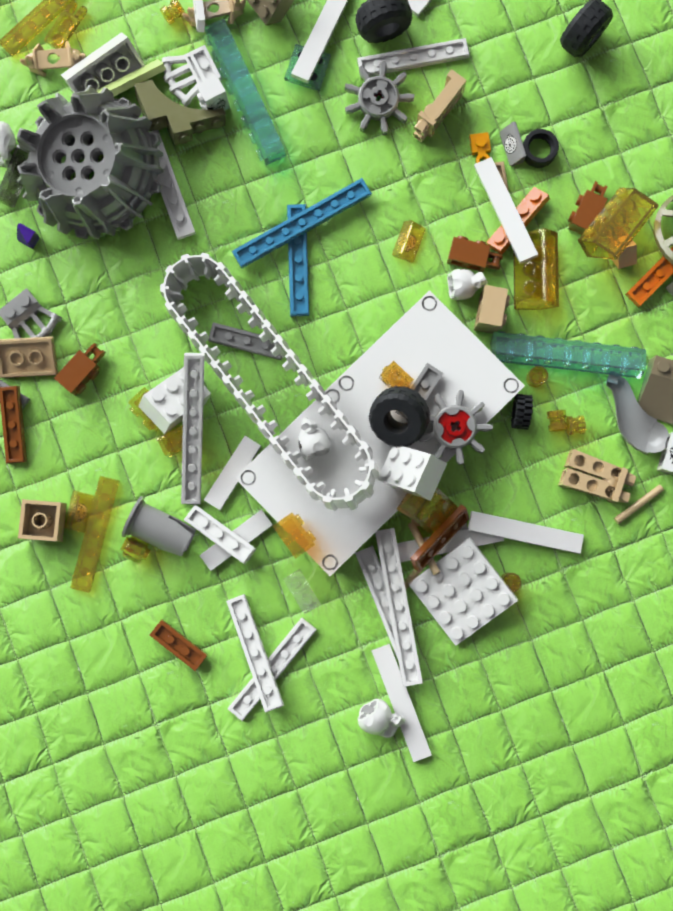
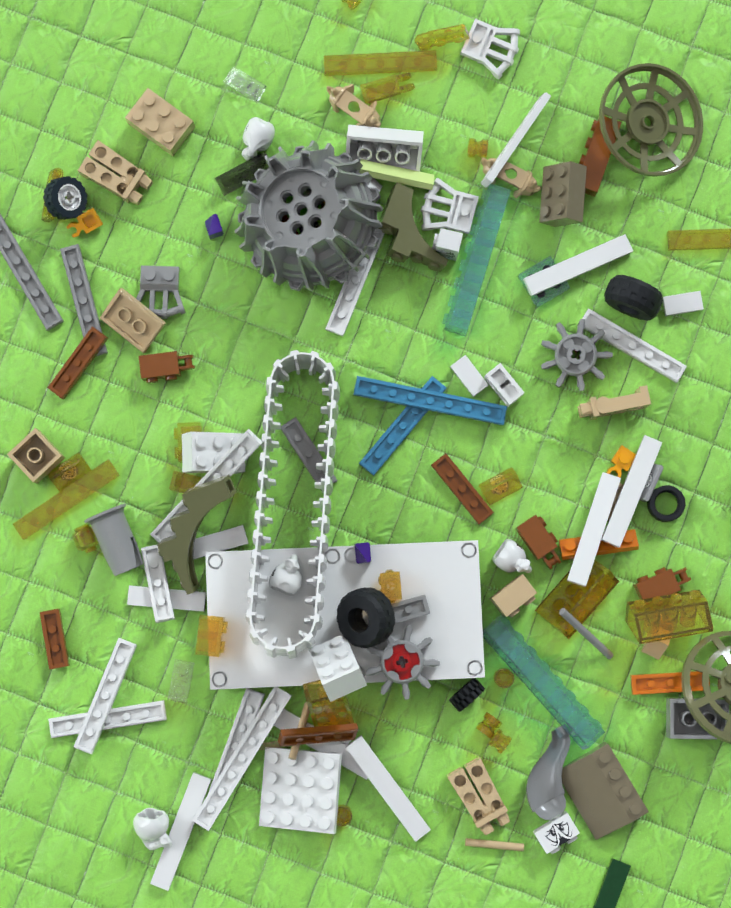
camera: 40 degrees right, 0 degrees up
(201, 469) = (185, 526): none -> olive arch
(314, 181) = (469, 375): none -> white tile
(346, 163) = (504, 385): none -> white brick
(353, 373) = (362, 553): none -> dark purple slope
(382, 267) = (462, 488): none -> dark orange tile
(508, 160) = (631, 491): none -> white tile
(568, 290) = (585, 633): none -> light grey bar

